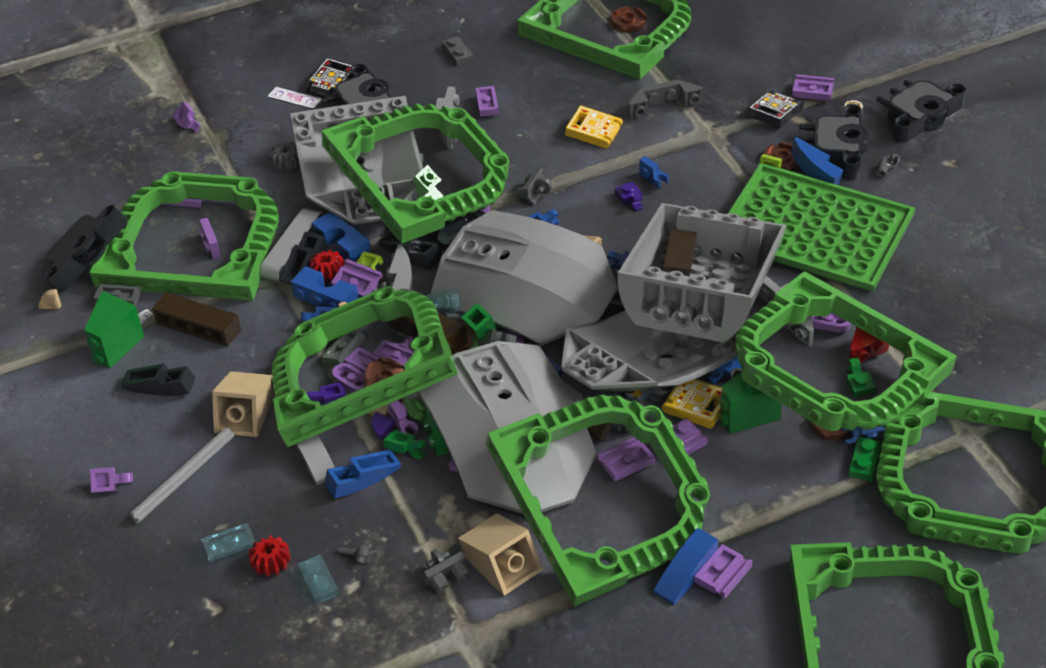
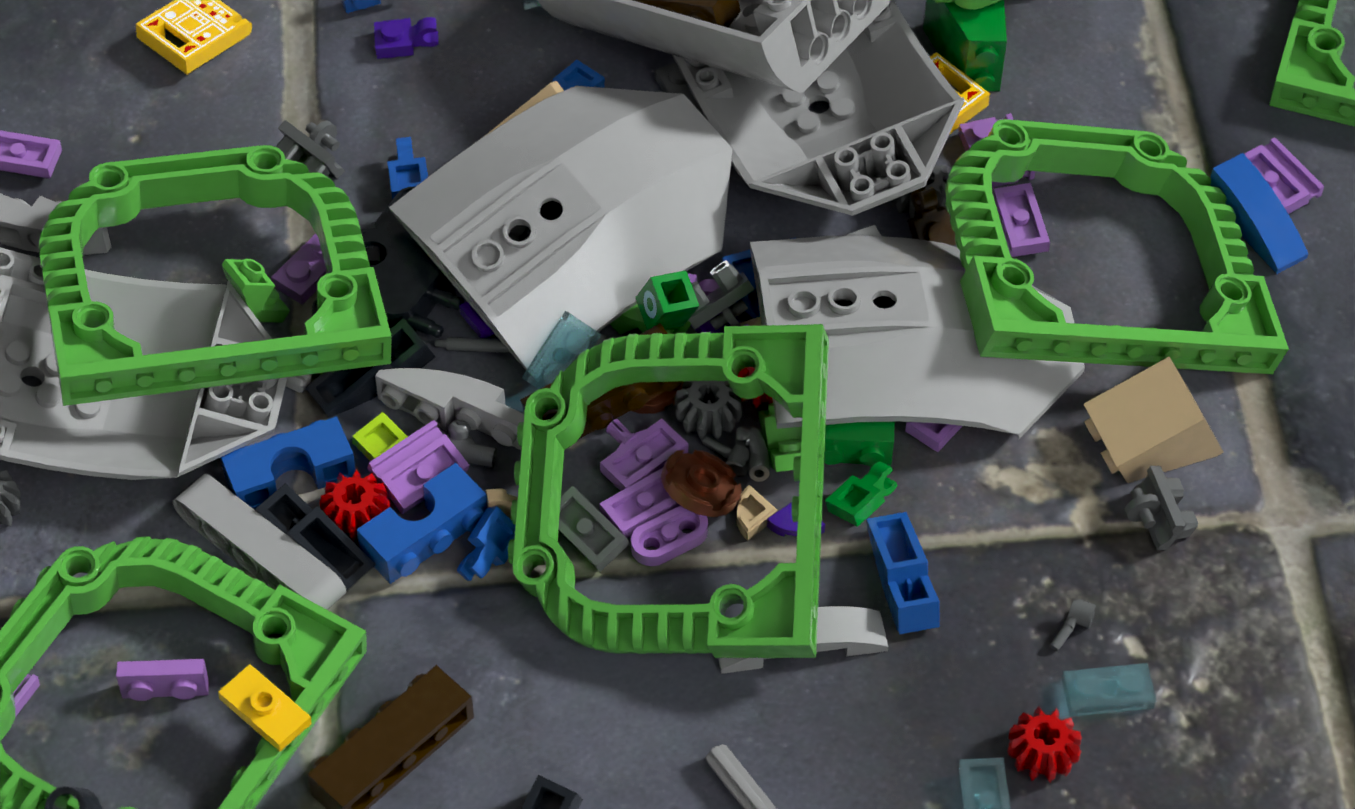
camera: 75 degrees left, 10 degrees up
(192, 265) = (265, 707): none -> yellow plate
(242, 403) = (662, 708): tan slope -> none
(327, 393) = (695, 573): dark purple plate -> none
(399, 413) = (783, 486): medium lavender plate -> none

